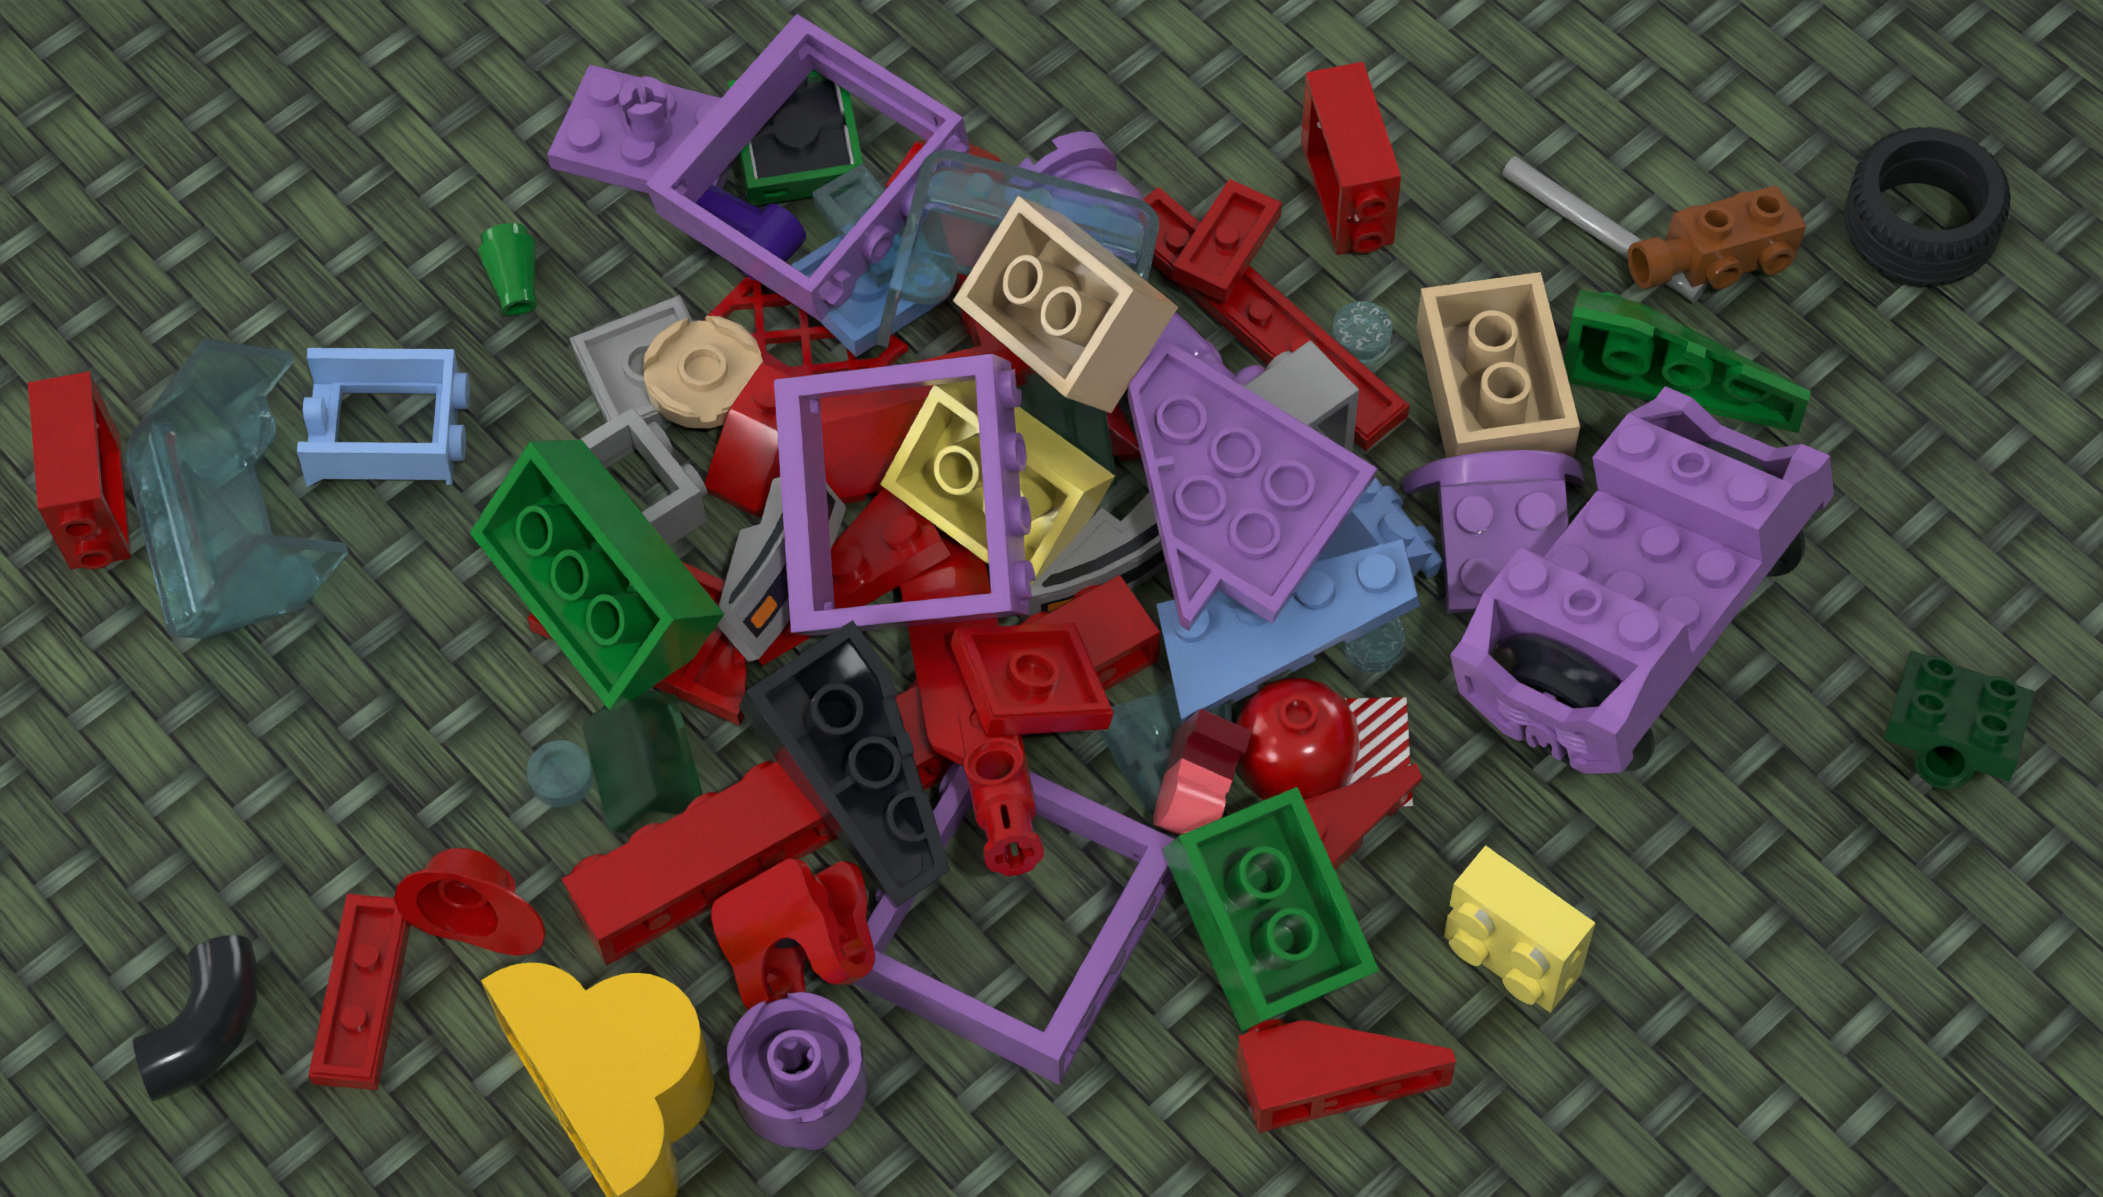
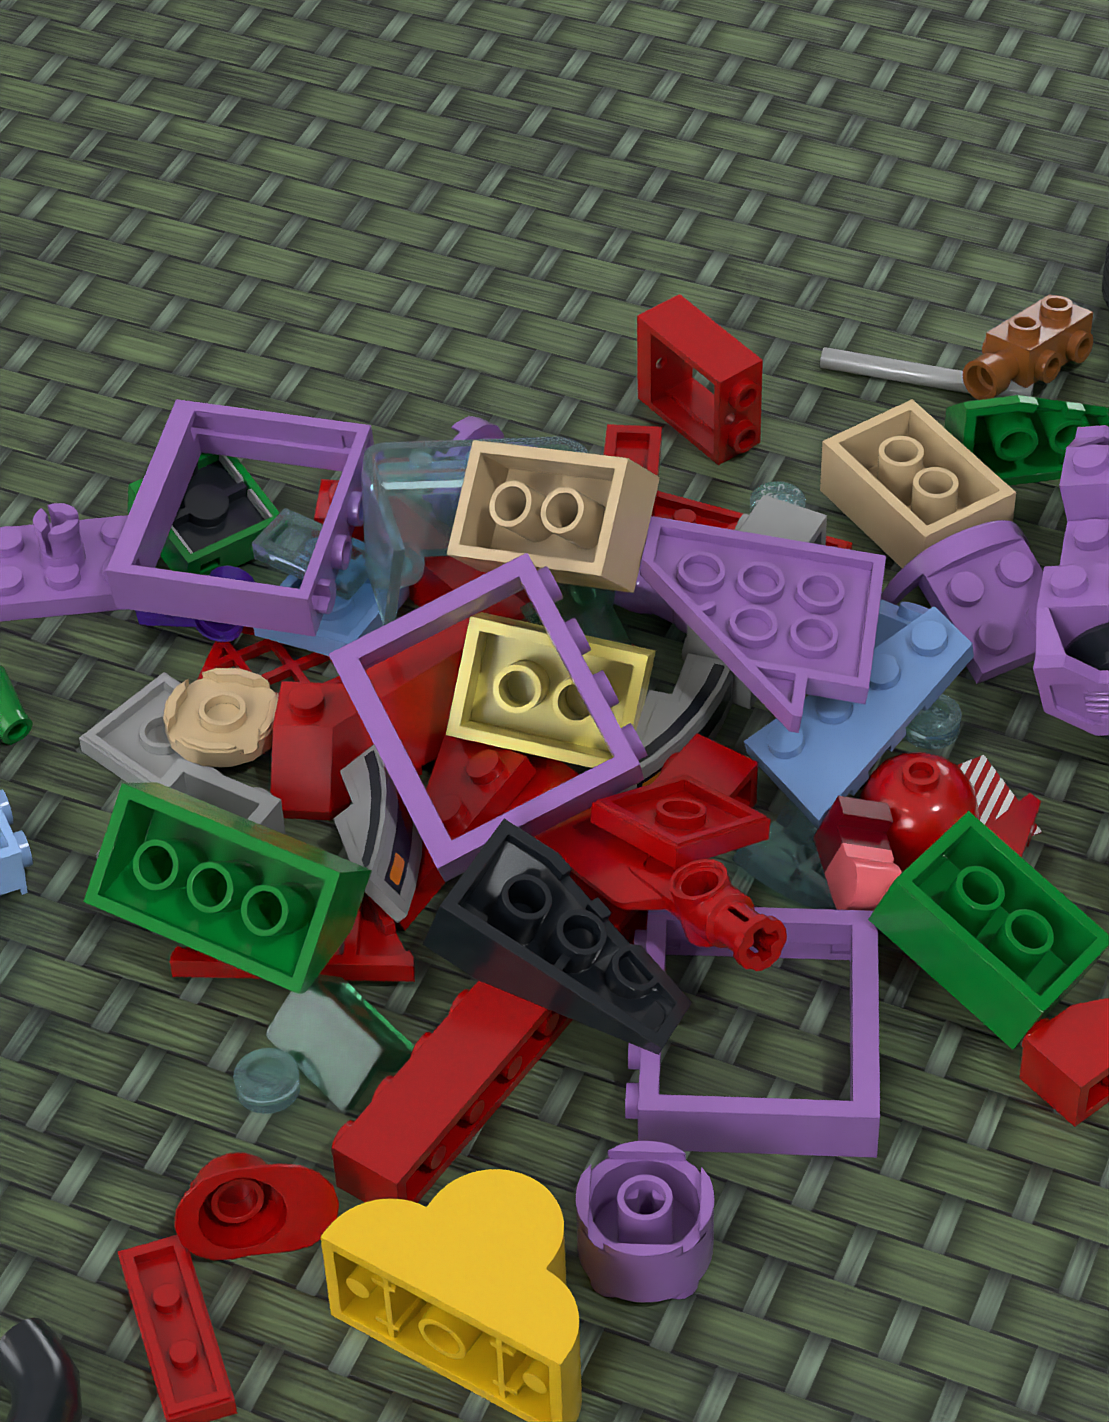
camera: 25 degrees left, 15 degrees down
(789, 915) = (561, 1092): red piece -> none

